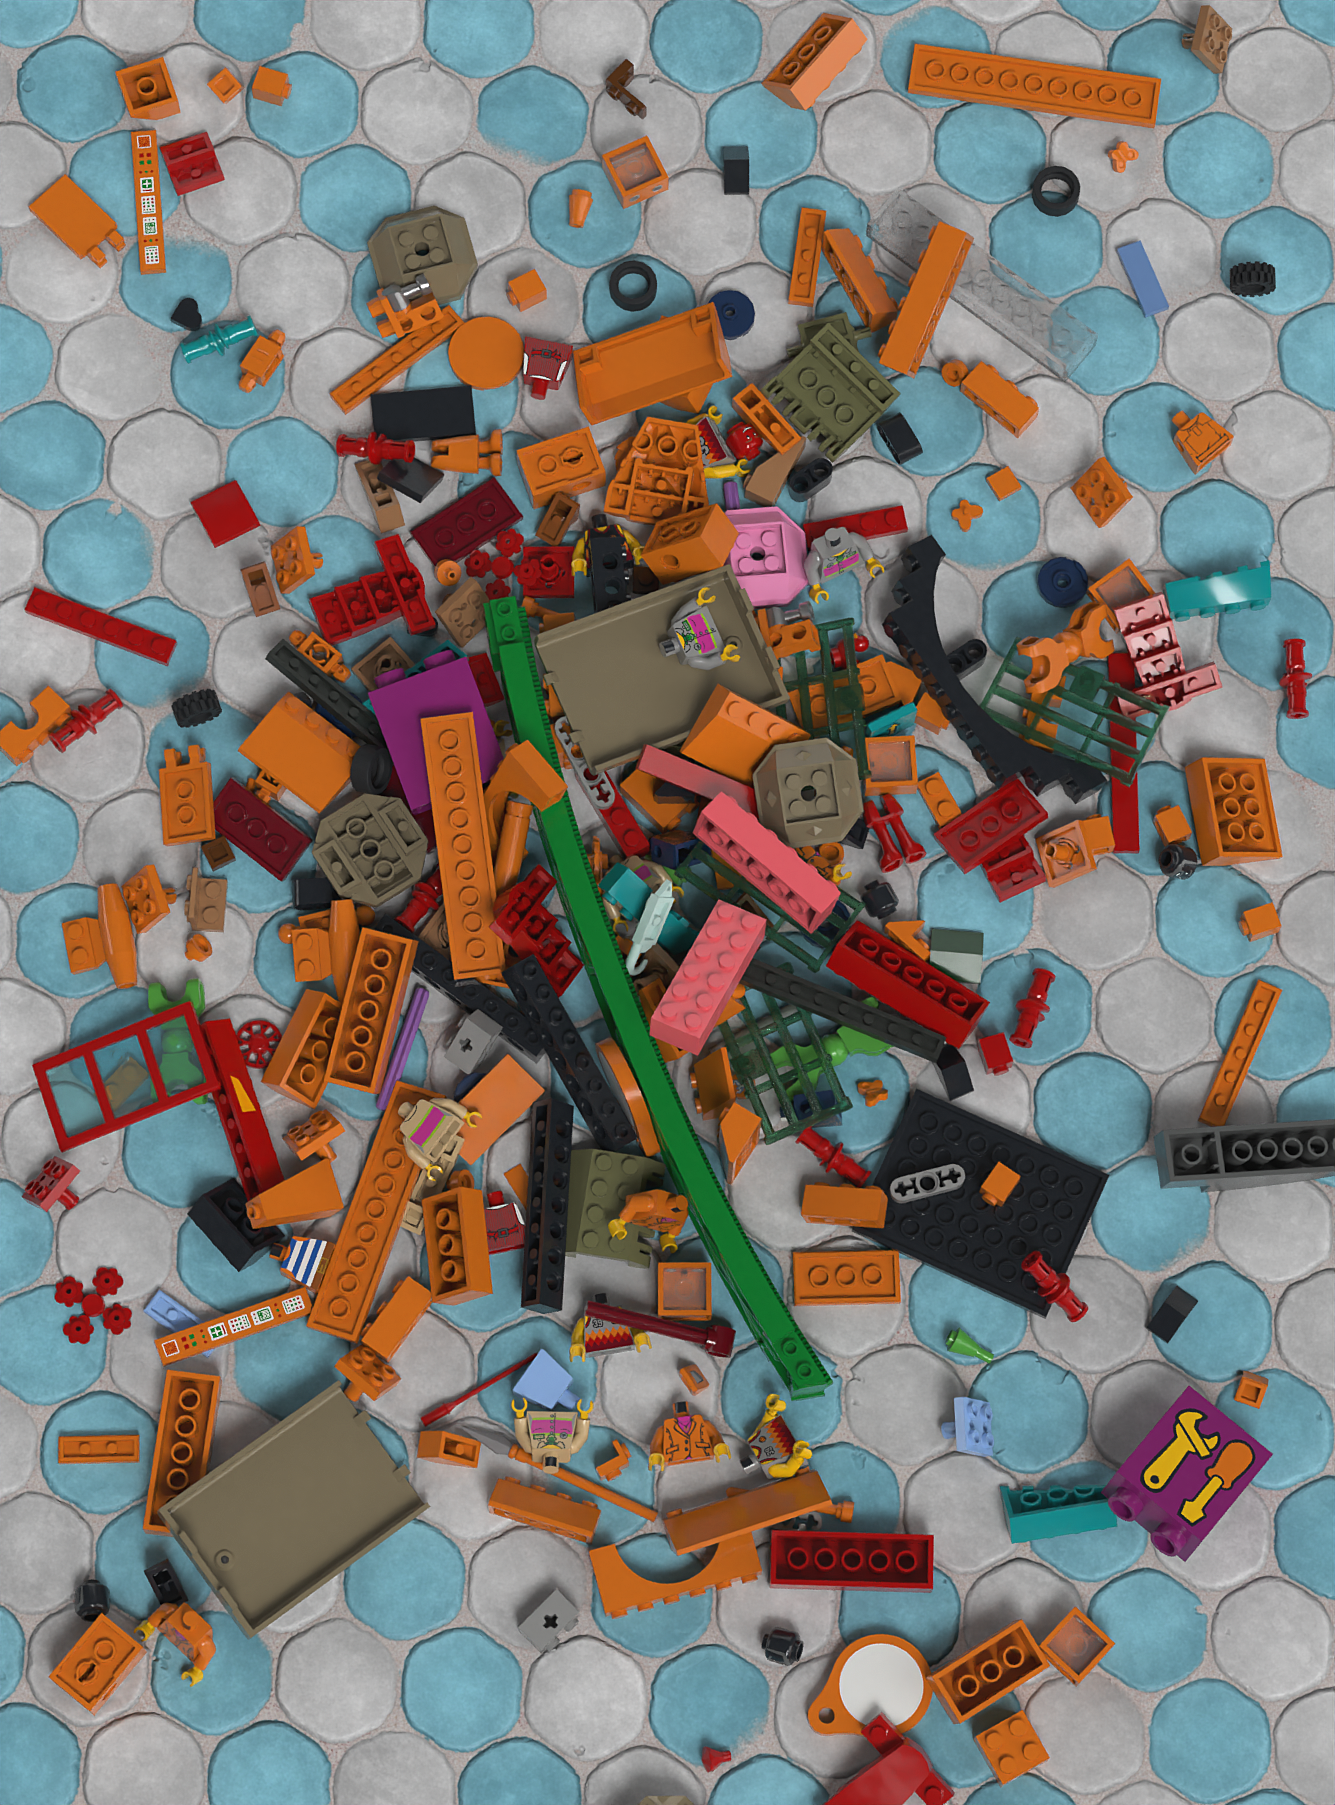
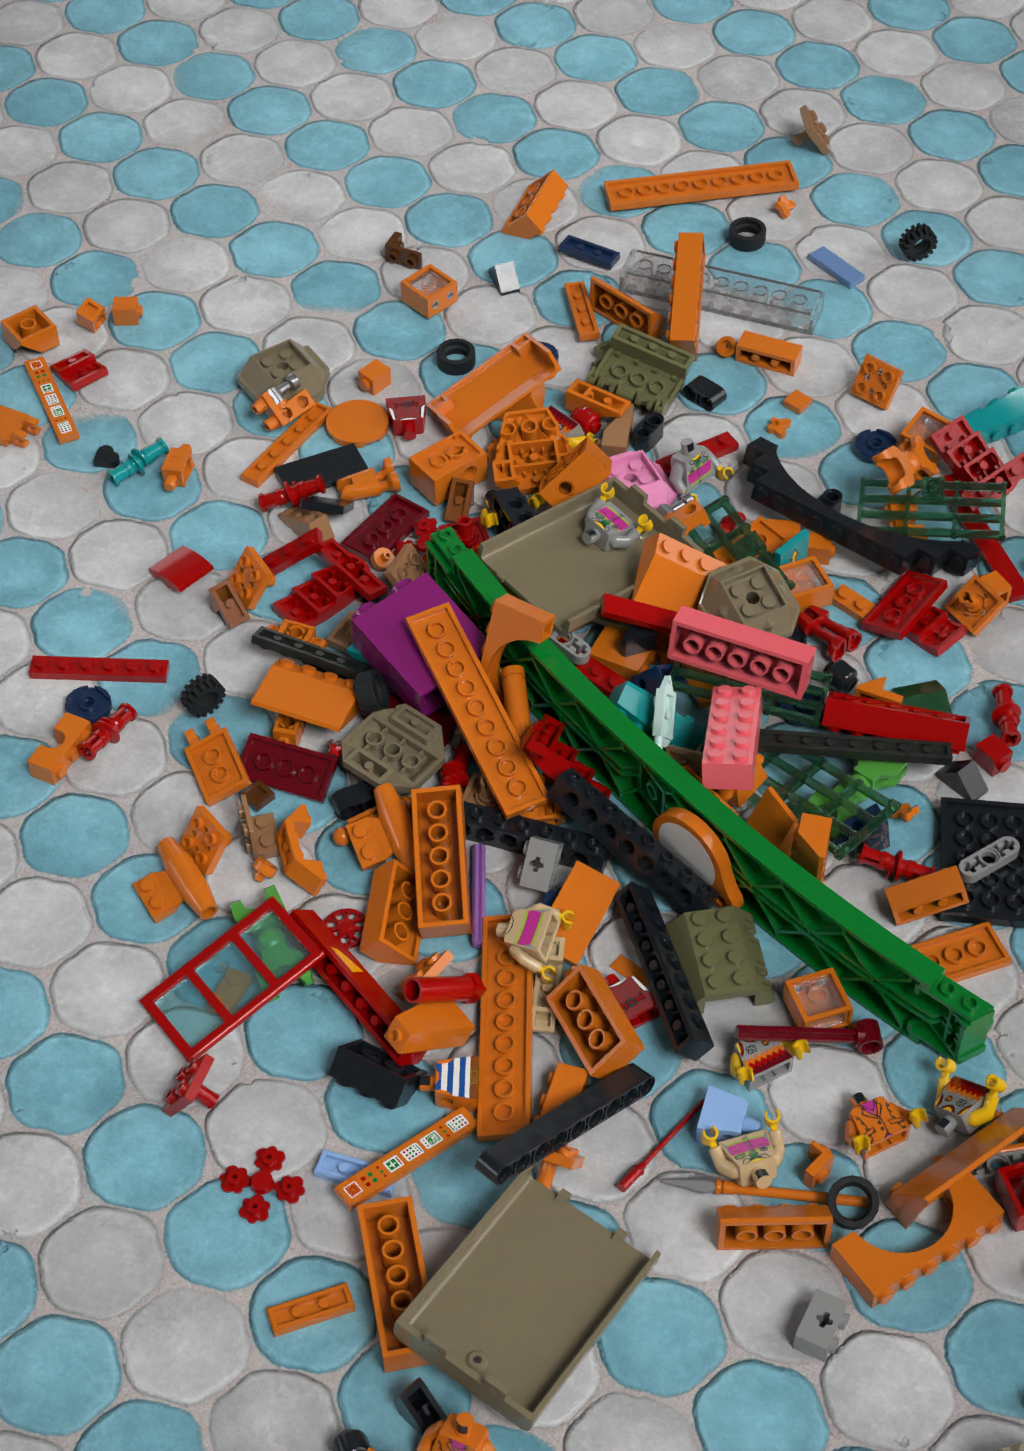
camera: 15 degrees left, 25 degrees down
(71, 663) = (89, 703): none -> dark blue plate
(238, 972) = (304, 872): none -> orange slope
(311, 824) = (334, 748): none -> red axle
(323, 1164) = (444, 989): none -> red piece
(350, 538) = (294, 551): none -> red plate
(386, 1353) = (564, 1124): none -> black beam
(448, 1449) = (655, 1201): orange slope -> none
(579, 206) = (394, 322): orange cone -> none
(623, 1533) = (869, 1190): none -> black tyre
(656, 1211) = (766, 939): orange torso -> none
(693, 1379) = (856, 1077): orange slope -> none
(853, 160) = (589, 252): none -> dark blue plate
(1199, 439) = (931, 339): orange torso -> none

